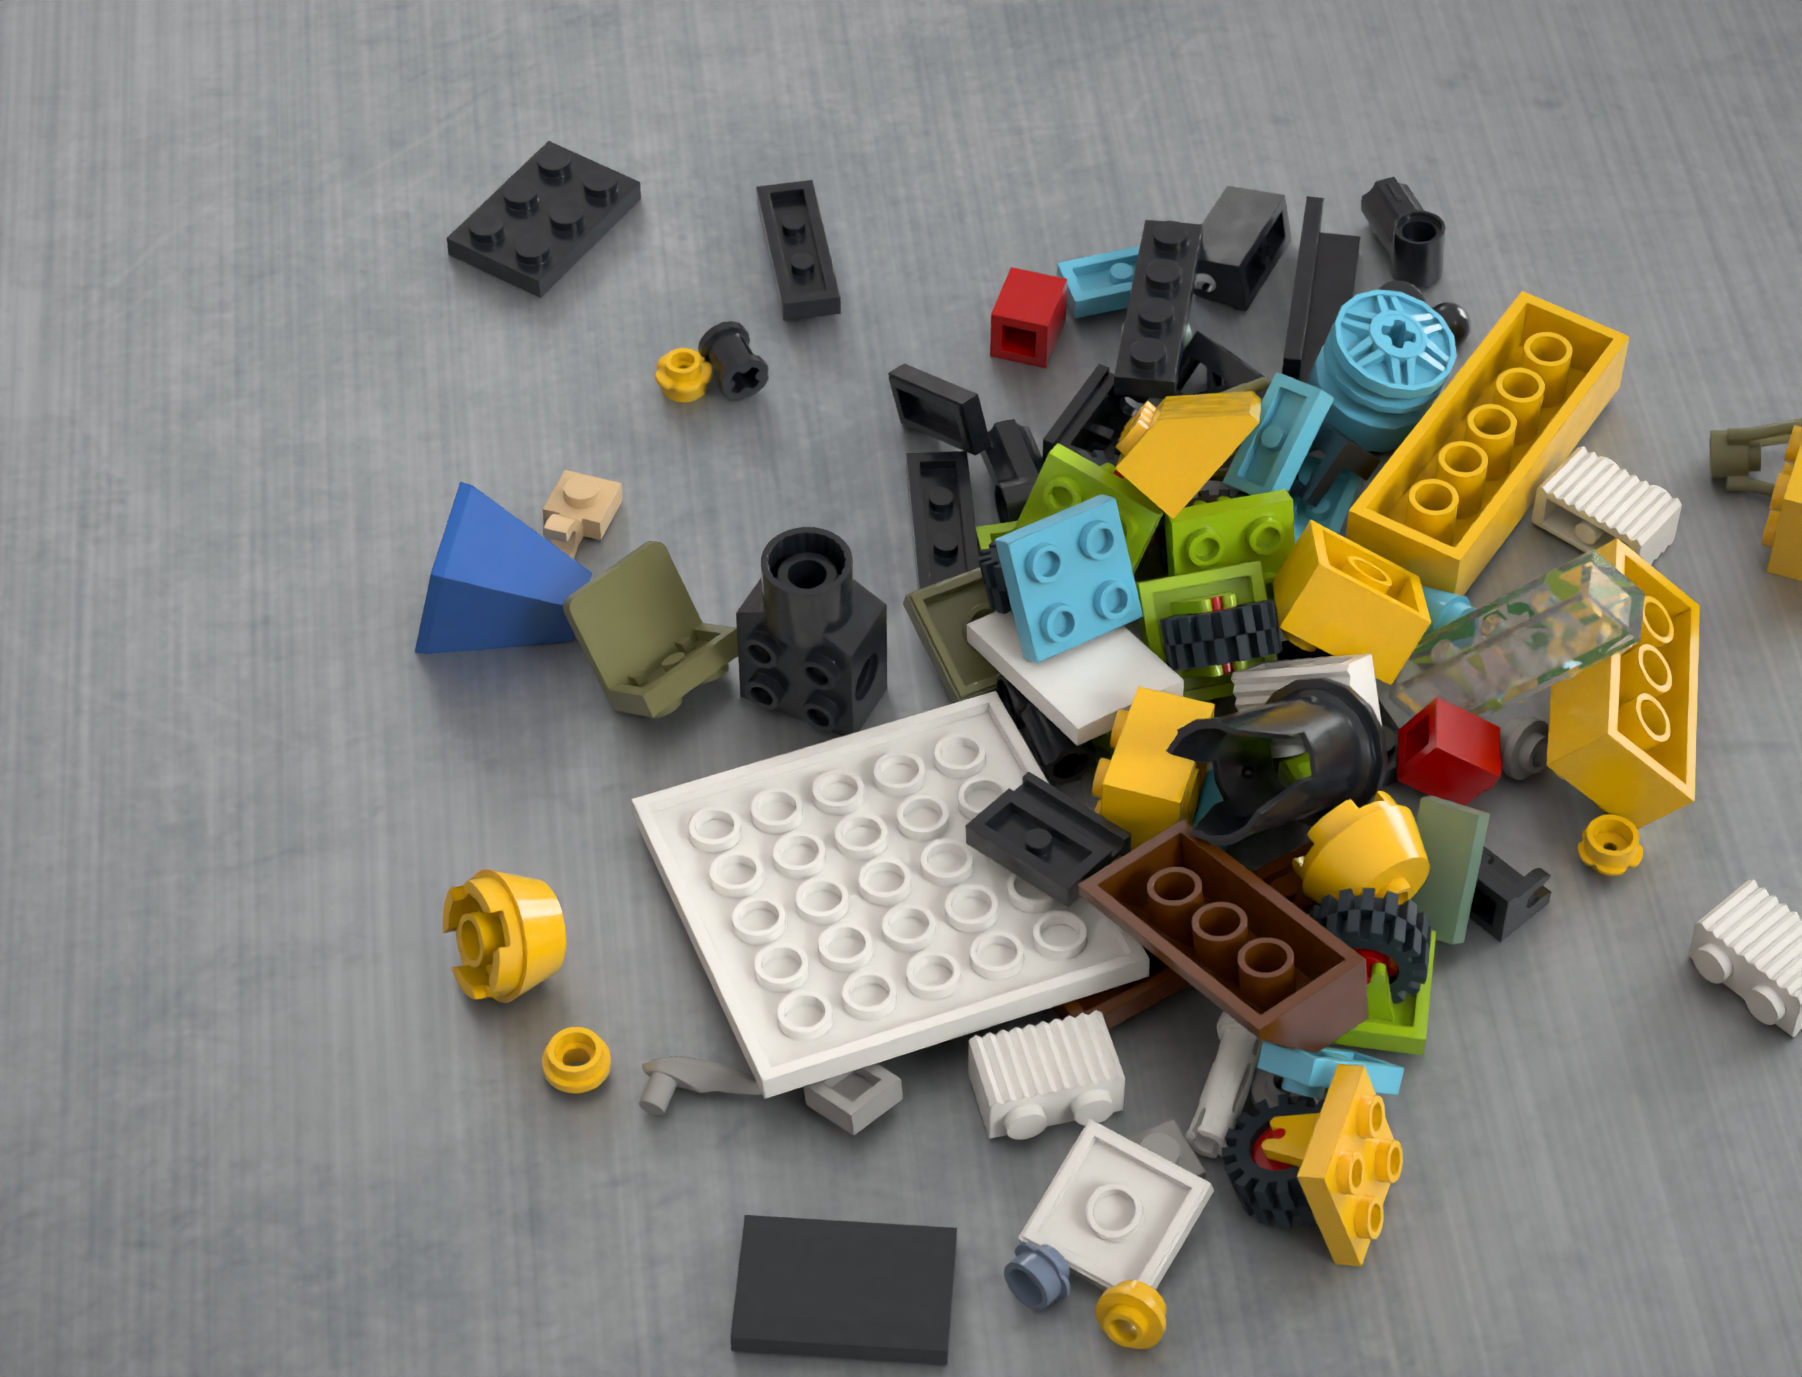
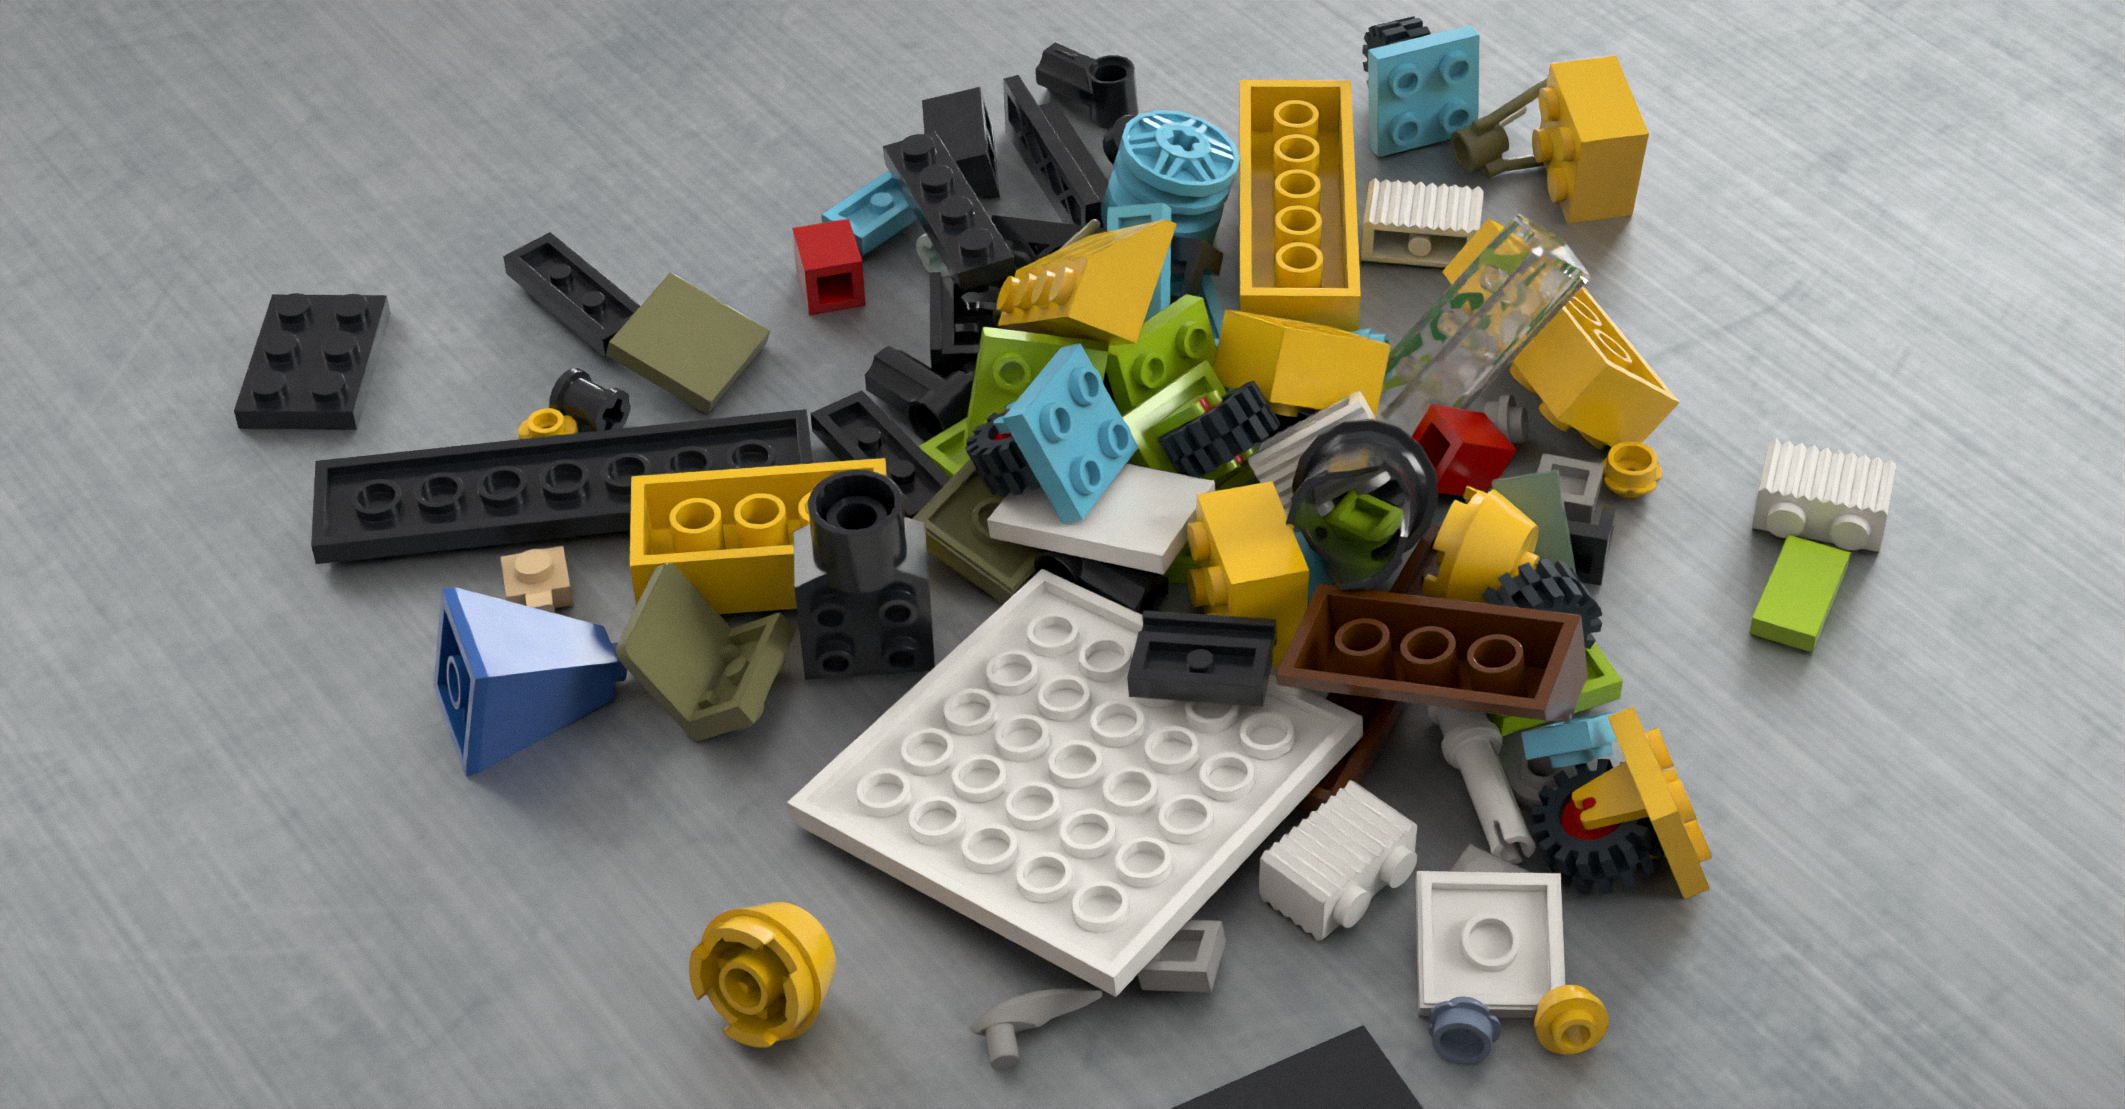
camera: 30 degrees left, 5 degrees down
(572, 1046) = (906, 1038): yellow plate -> none
(665, 429) = (527, 485): none -> black plate
(724, 514) = (728, 530): none -> yellow brick
(853, 338) = (688, 343): none -> olive tile
(939, 409) = (816, 364): black tile -> none
(1532, 834) = (1579, 484): none -> light grey plate
(1675, 1039) = (1799, 593): none -> lime tile
(1704, 367) = (1419, 84): none -> medium azure plate

